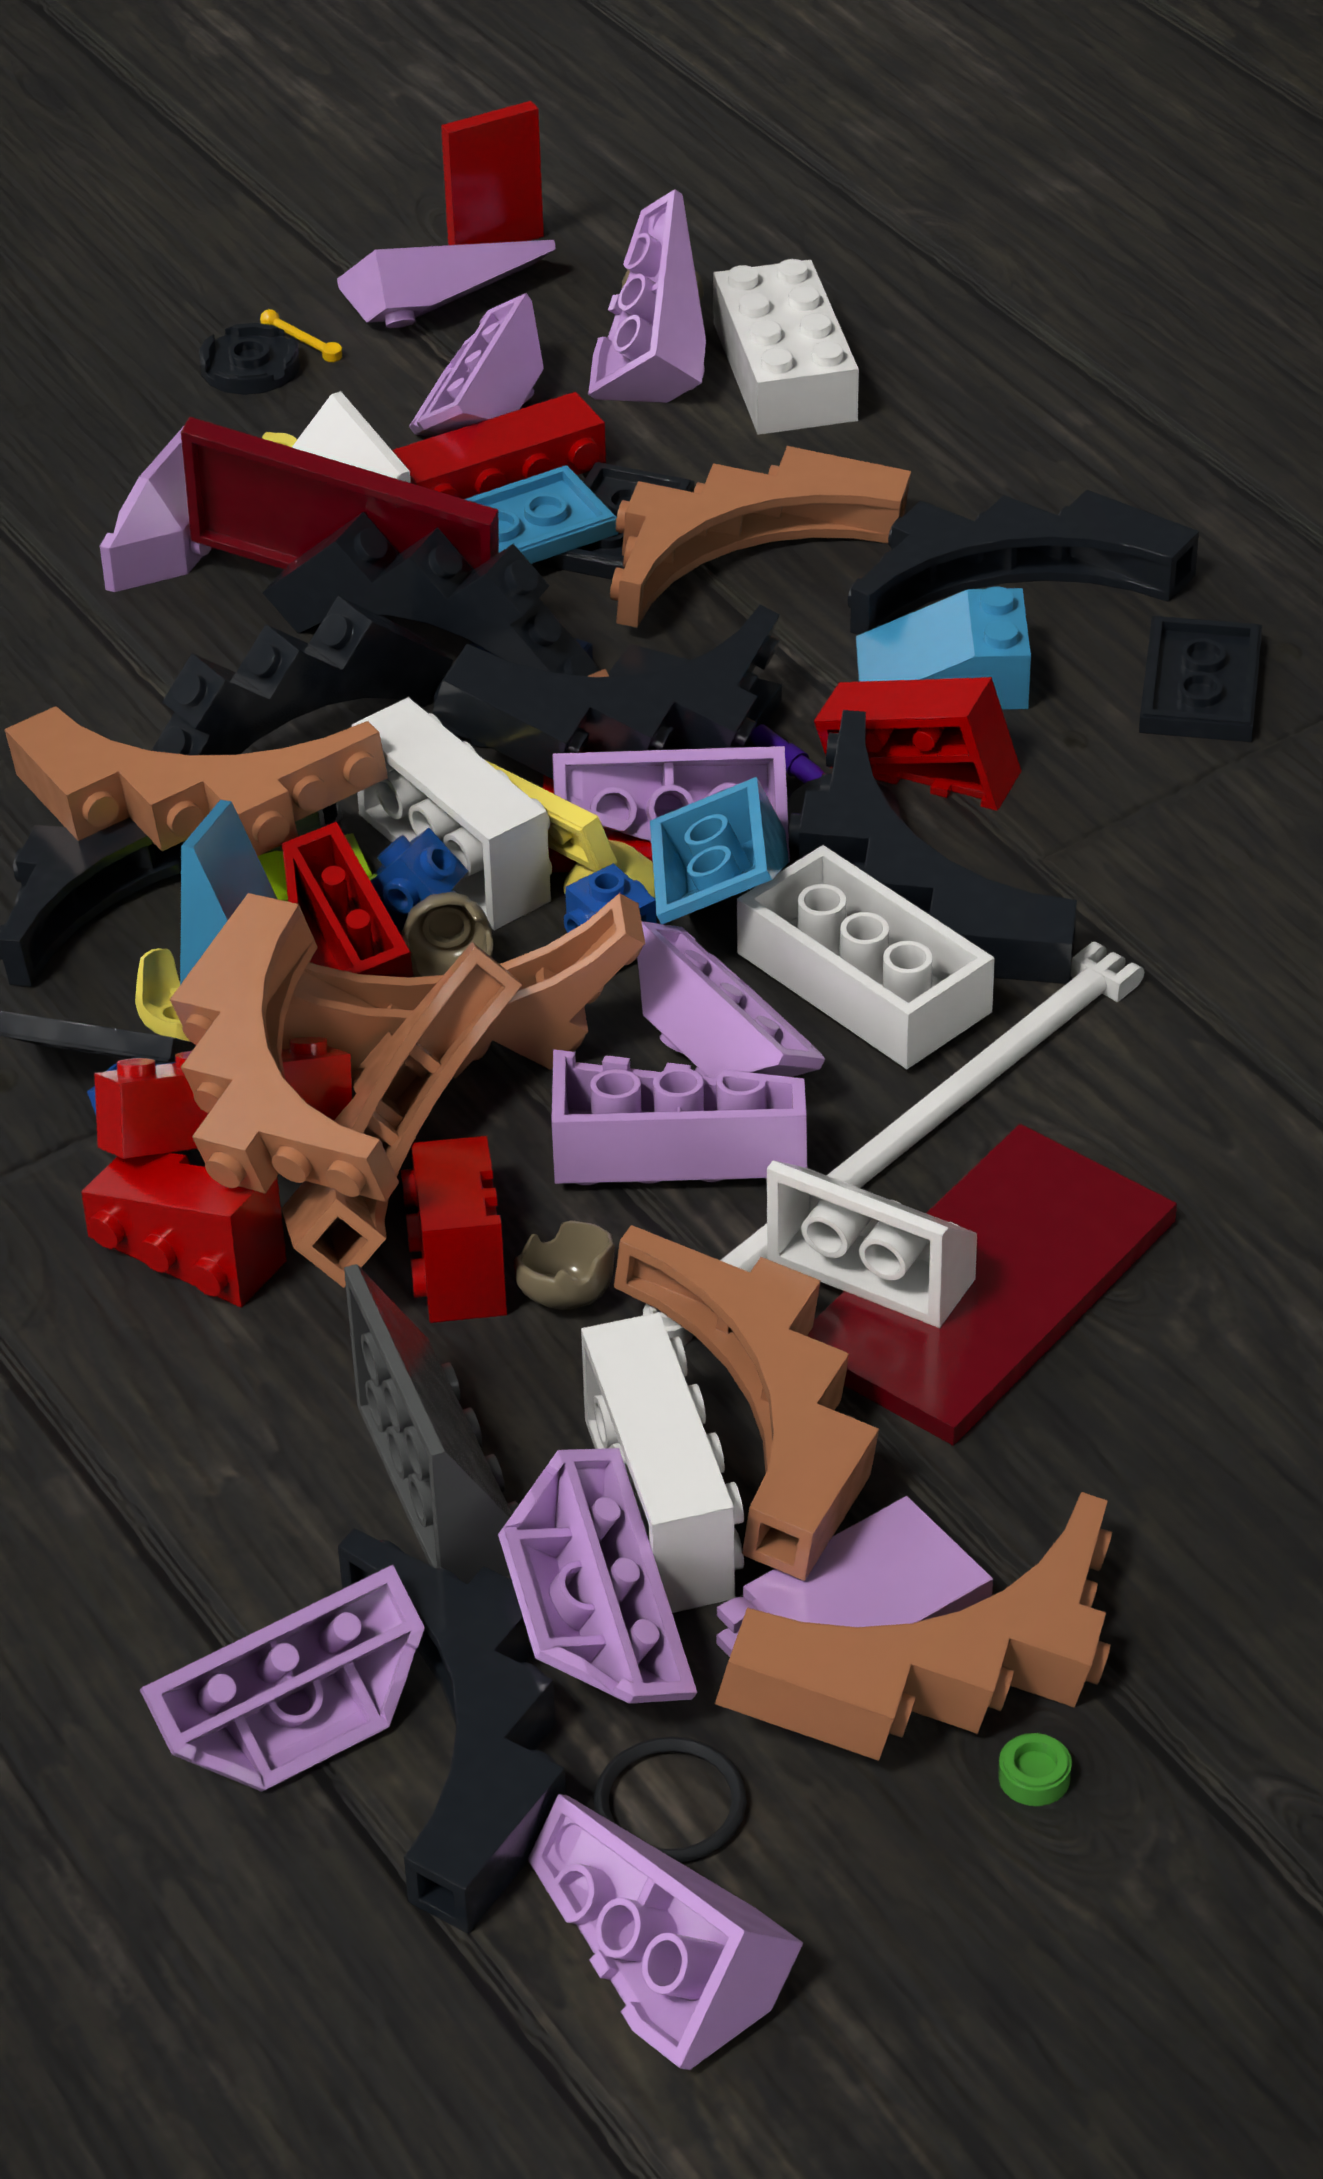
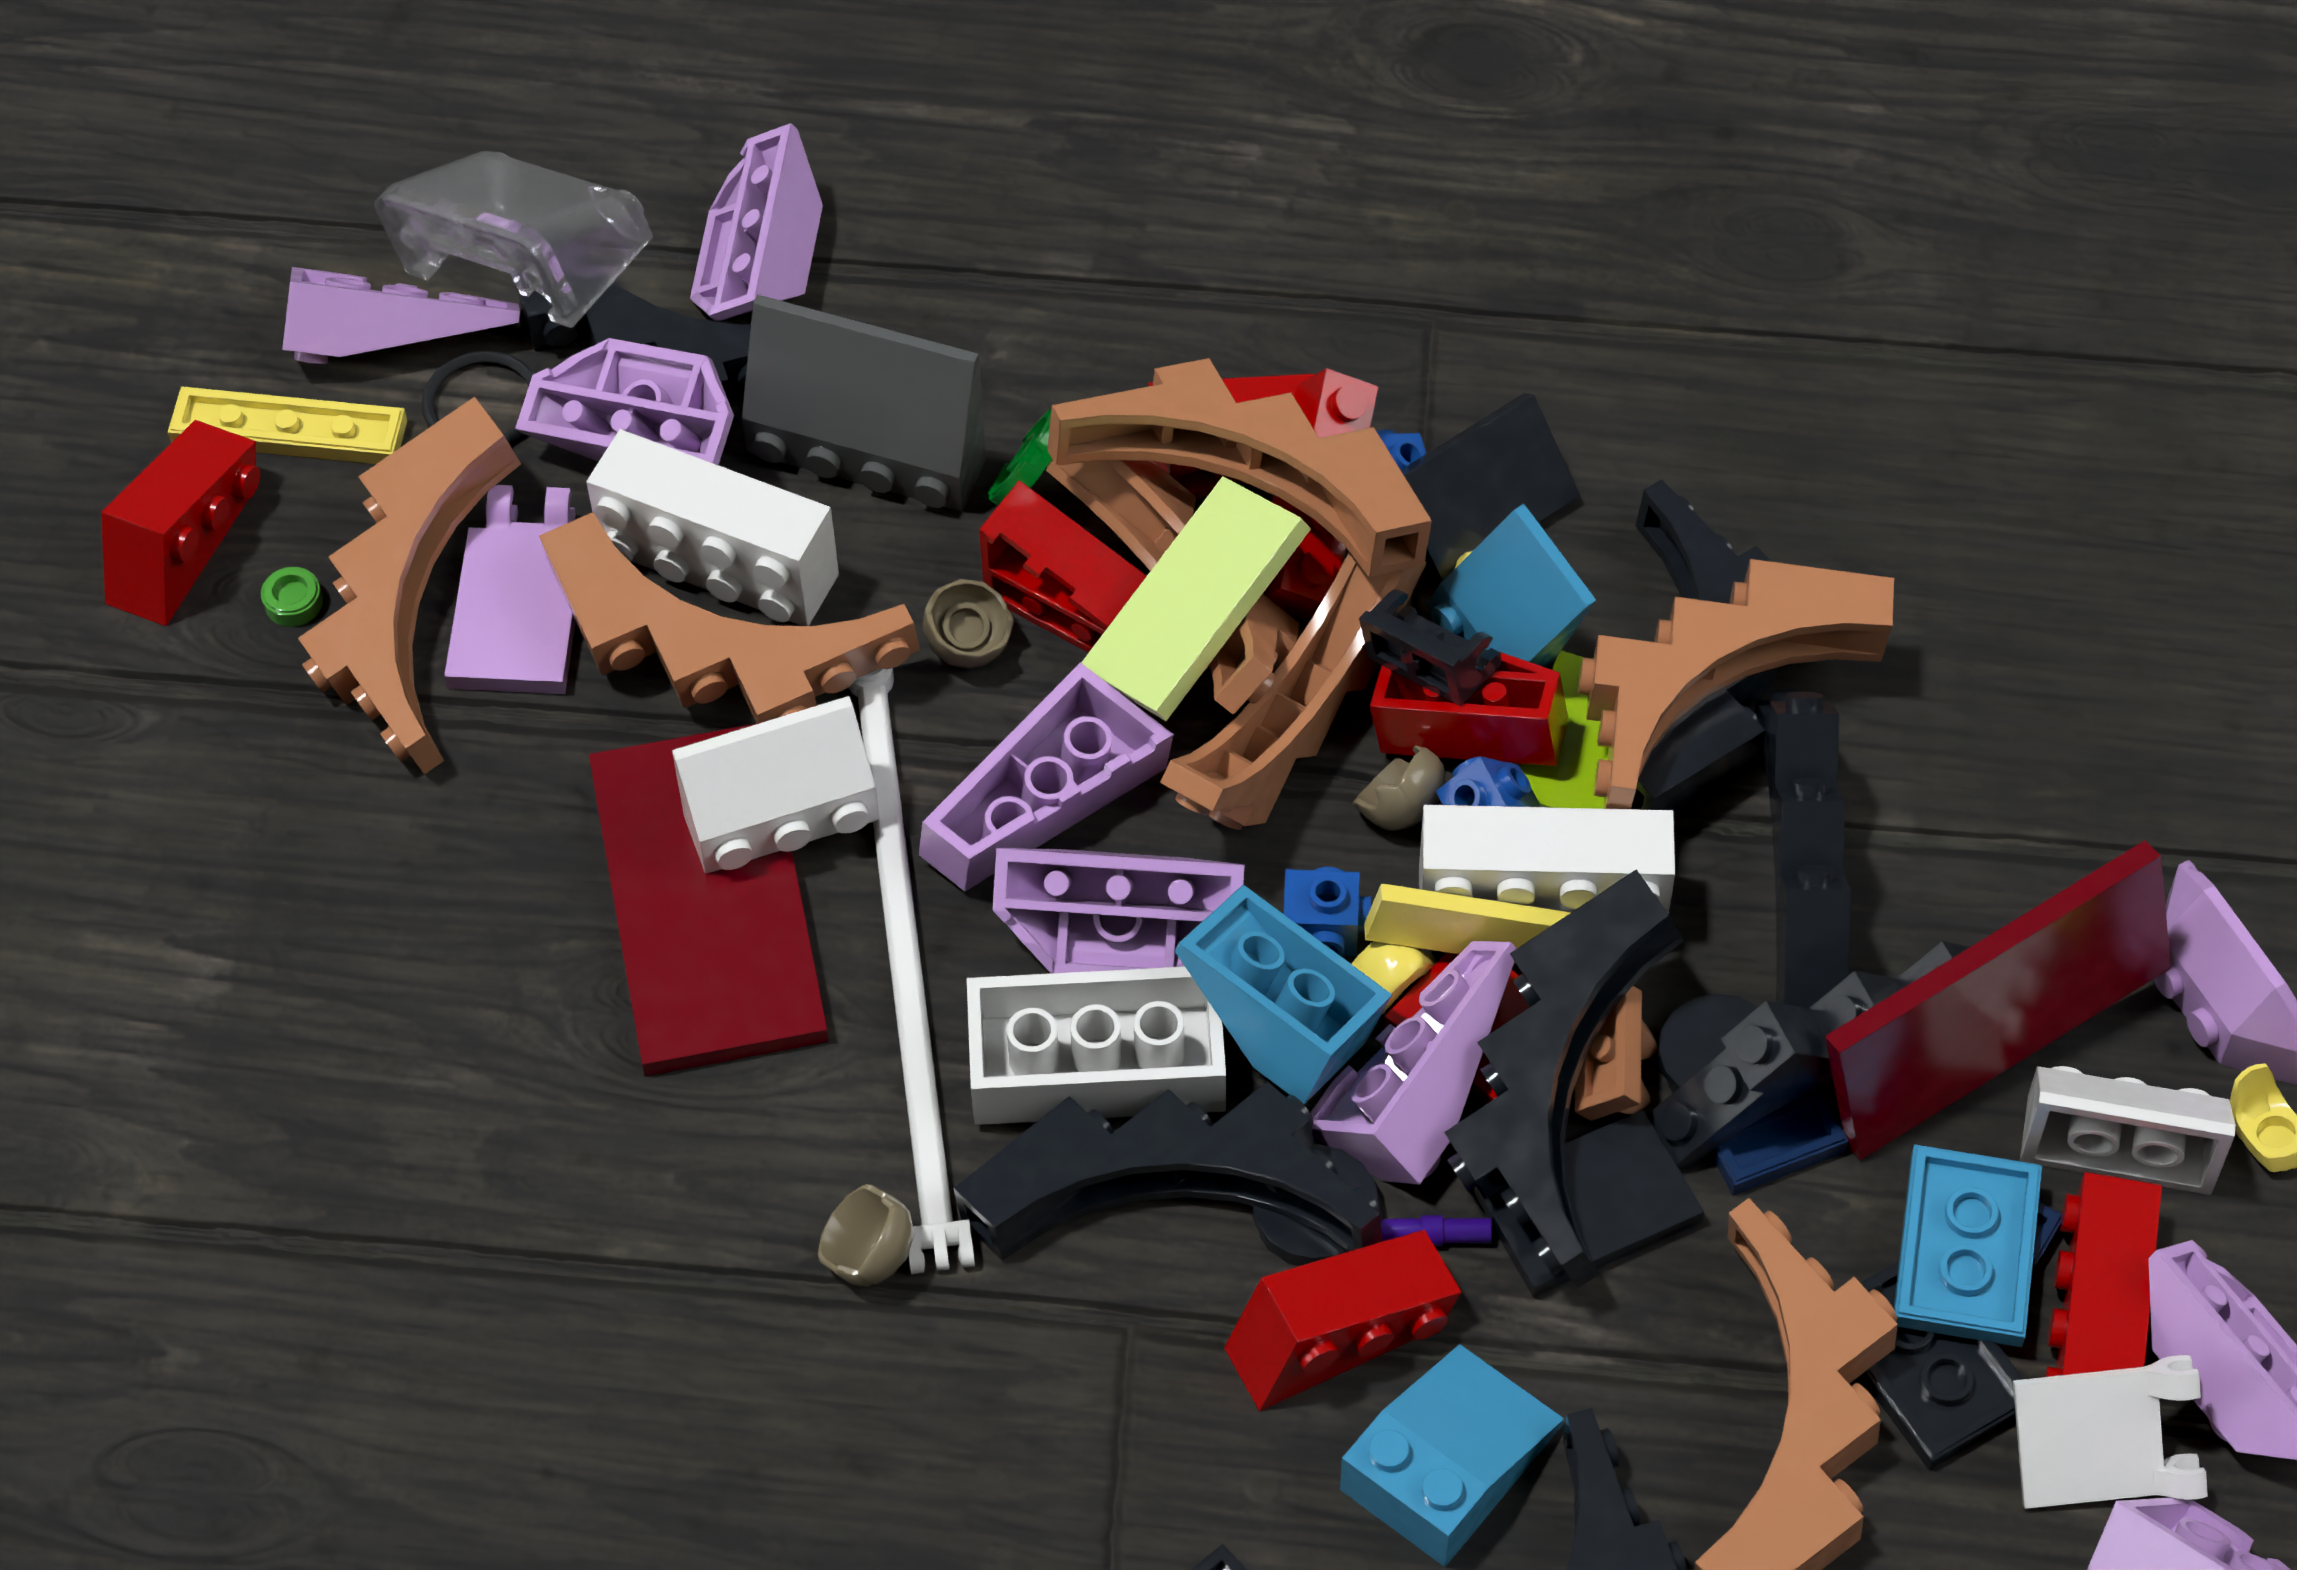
camera: 130 degrees right, 15 degrees up
(322, 1305) = (1027, 463): none -> green tile
(334, 909) = (1426, 650): none -> black hinge
(428, 1063) = (1195, 597): none -> yellowish green tile
(474, 1846) = (521, 219): none -> clear windscreen
(590, 391) = (2103, 1435): none -> white flag
(863, 1930) = (295, 424): none -> light yellow tile
(1061, 1883) = (174, 519): none -> red wedge
(1158, 979) = (866, 1237): none -> dark tan hair

